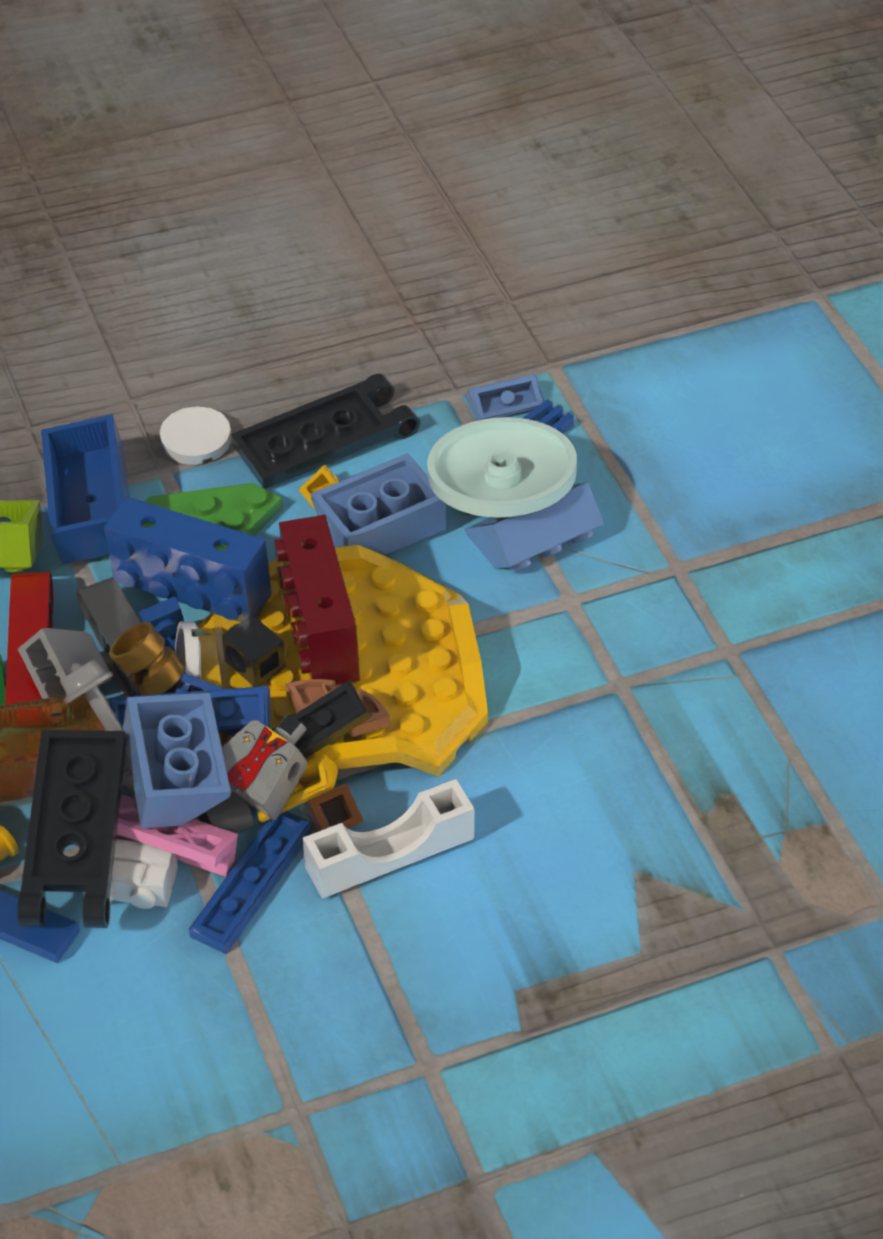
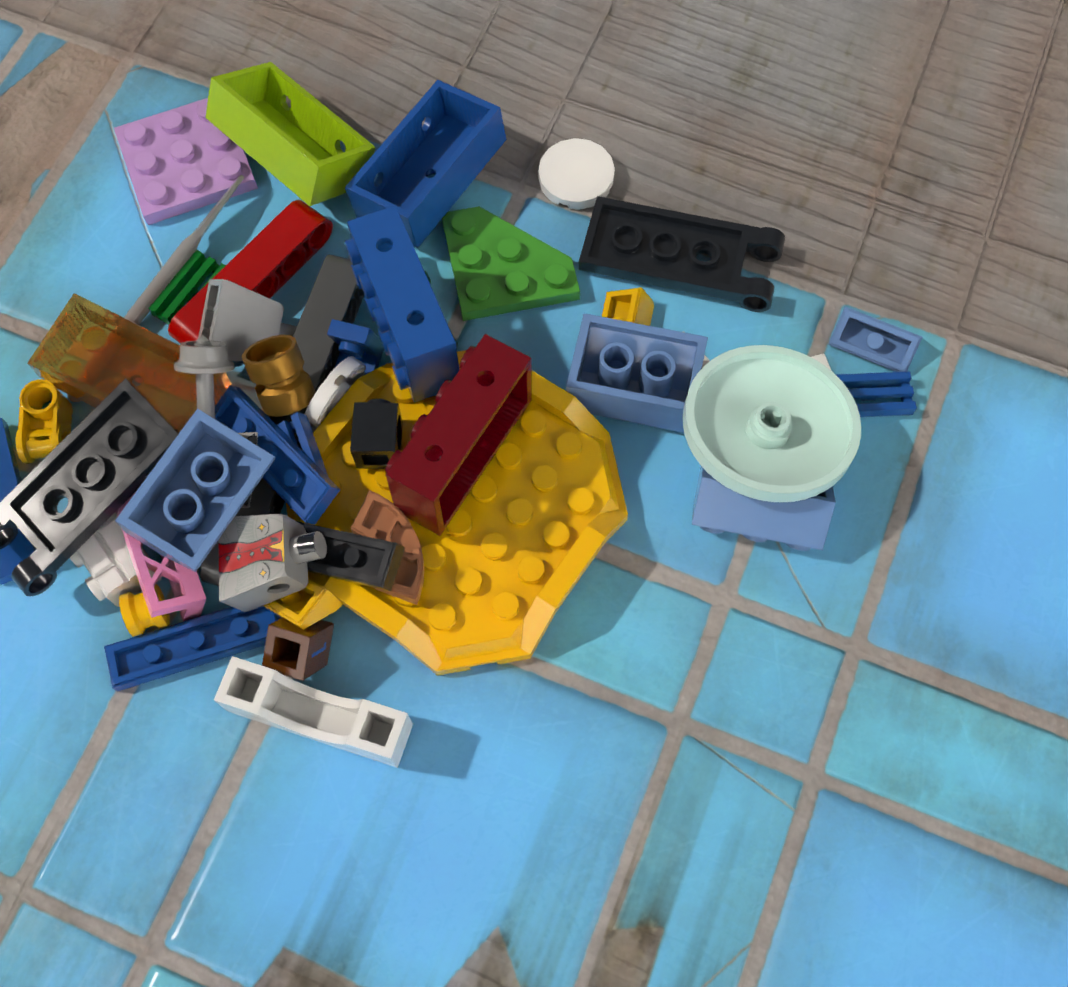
camera: 45 degrees right, 20 degrees up
(194, 884) = (136, 613): none -> yellow wheel

